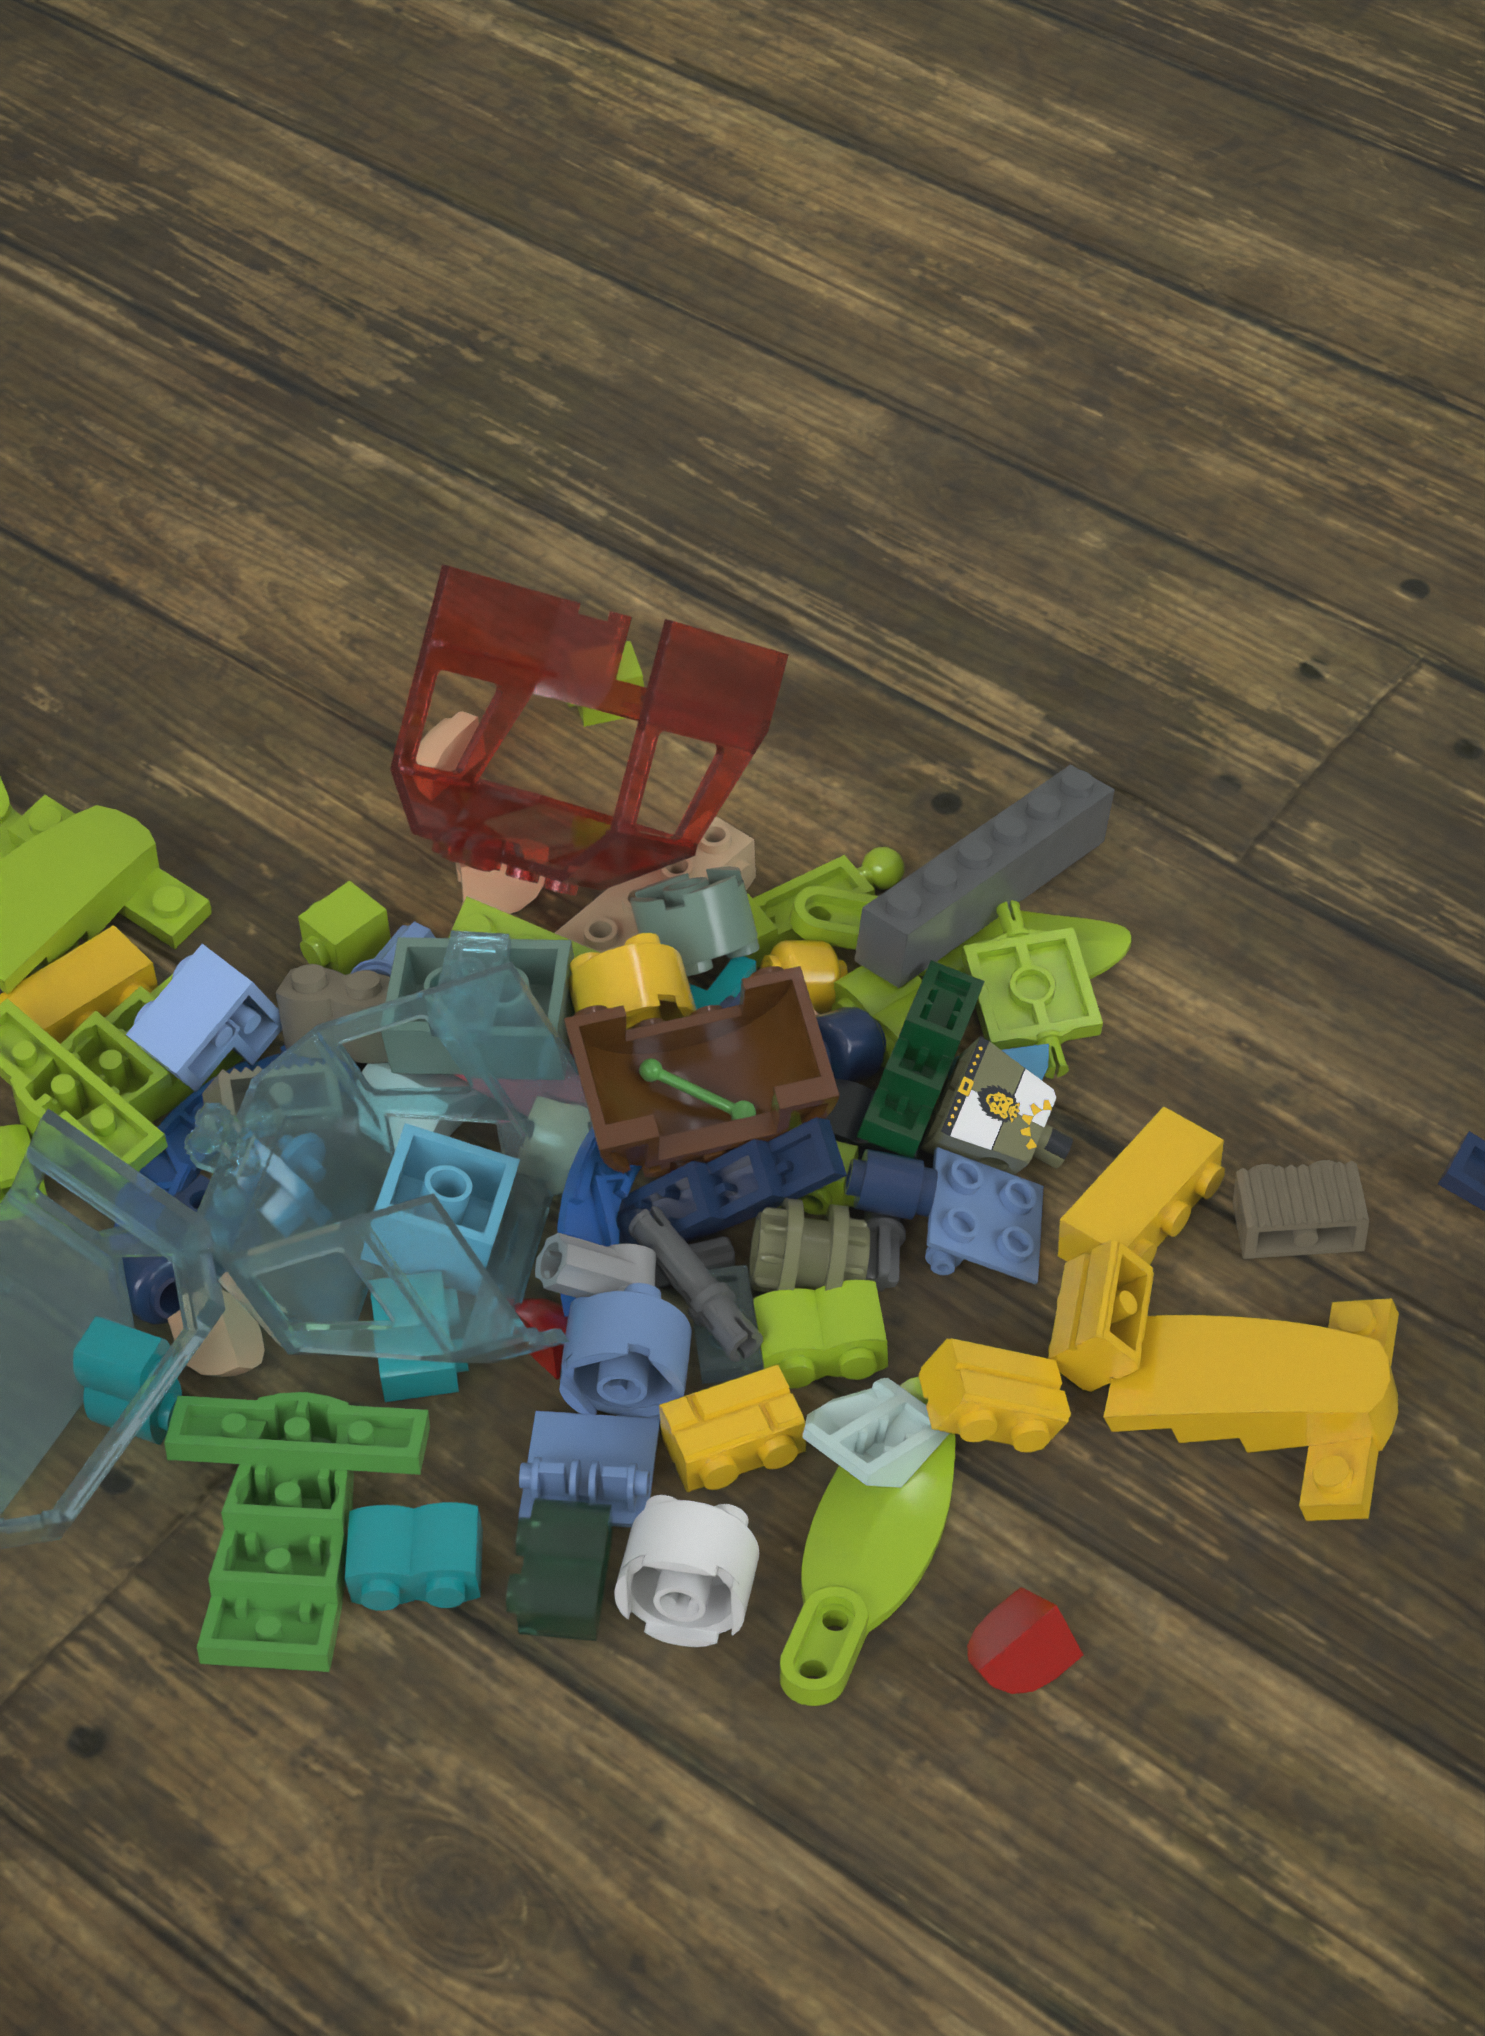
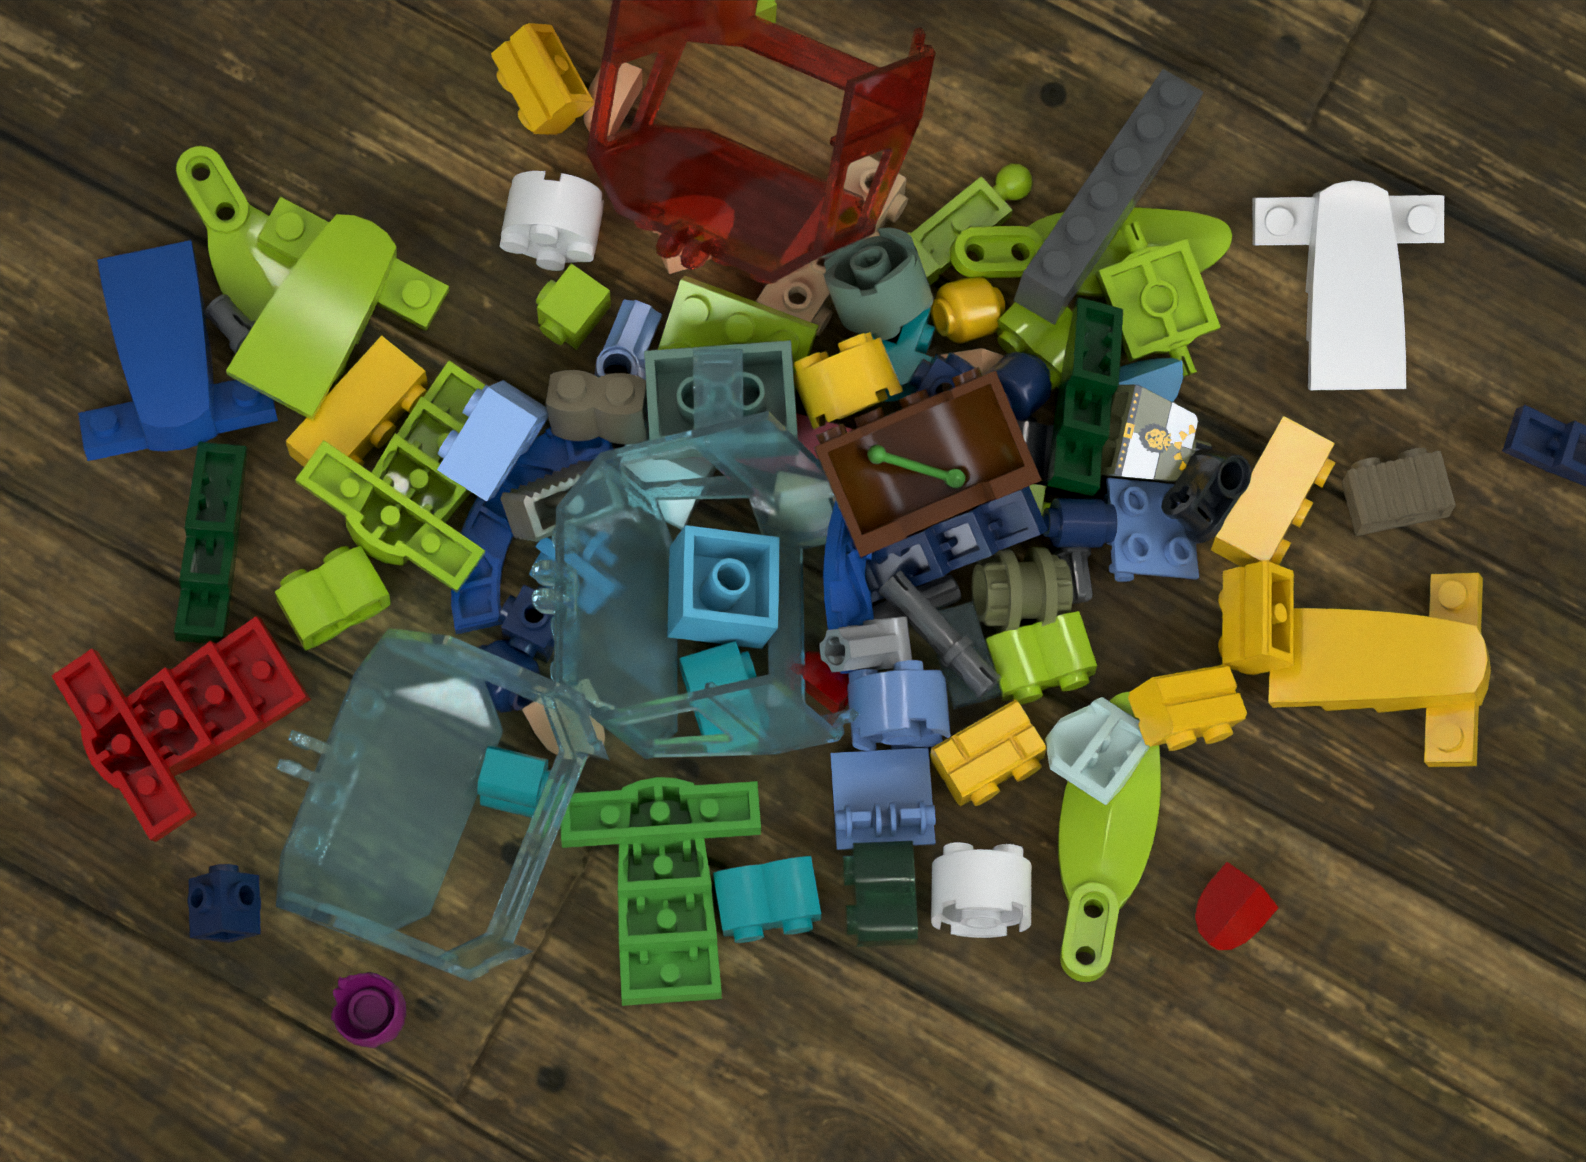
camera: 15 degrees left, 25 degrees up
(340, 836) = (552, 219): none -> white brick
(363, 721) = (541, 79): none -> yellow brick
(1048, 1177) = (1205, 491): none -> black piece
(1272, 989) = (1352, 275): none -> white slope

